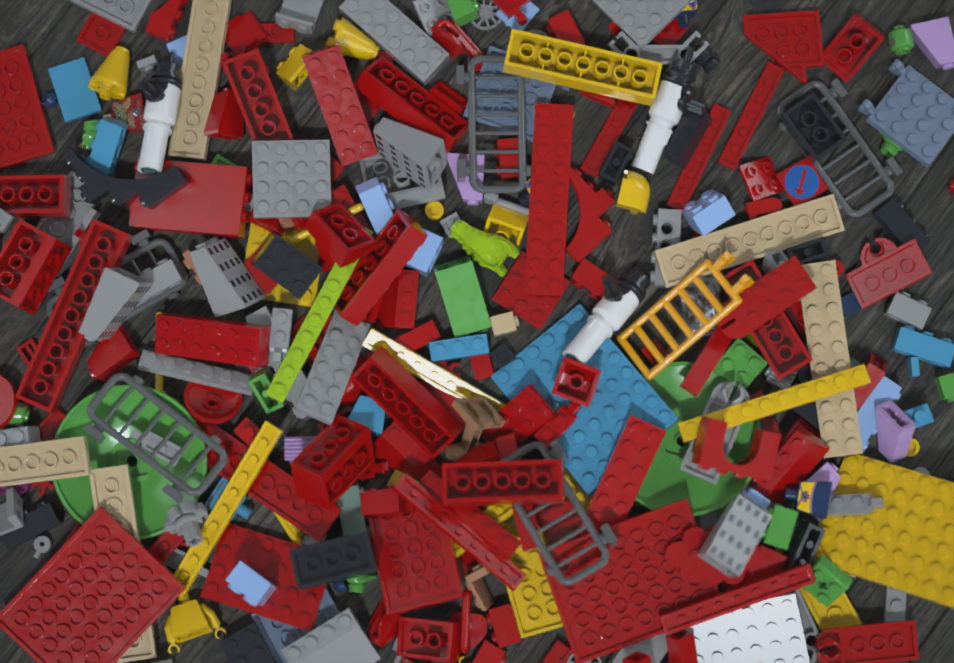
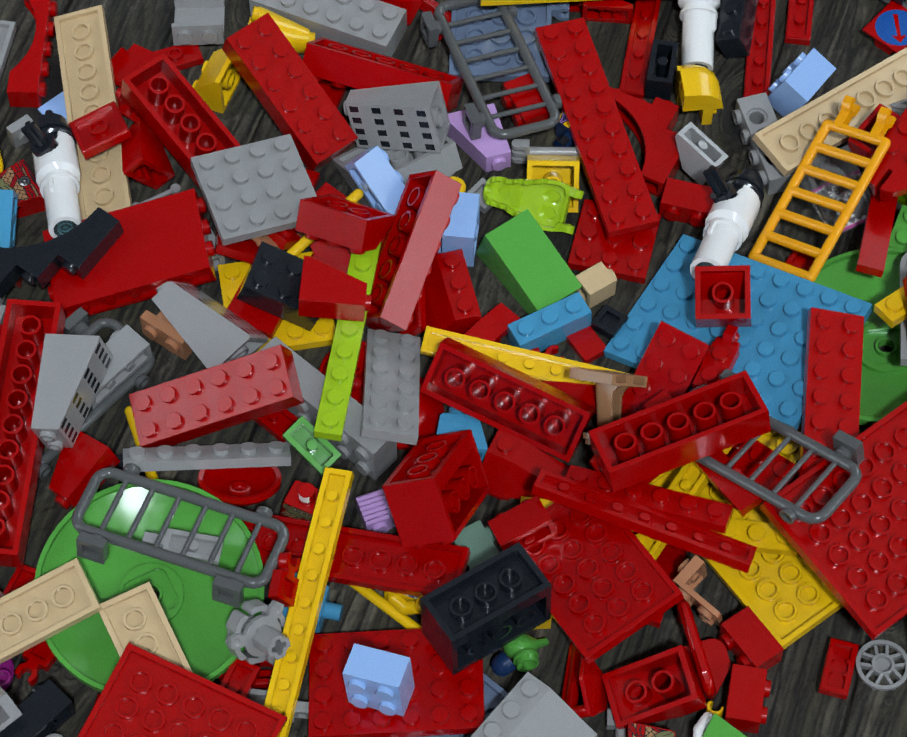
camera: 25 degrees left, 25 degrees down
(200, 87) = (100, 130): none -> red tile
(213, 495) = (283, 583): none -> red plate
(242, 145) = (174, 188): none -> light grey hinge
(280, 333) = (307, 358): light grey hinge -> none
(309, 292) = (331, 293): none -> red slope
(379, 468) = (491, 504): red plate -> none
(449, 97) = (424, 60): red plate -> none
(613, 246) = (697, 152): none -> light grey slope
(760, 178) = (843, 42): red hinge -> none
(762, 207) = (860, 64): red leg -> none

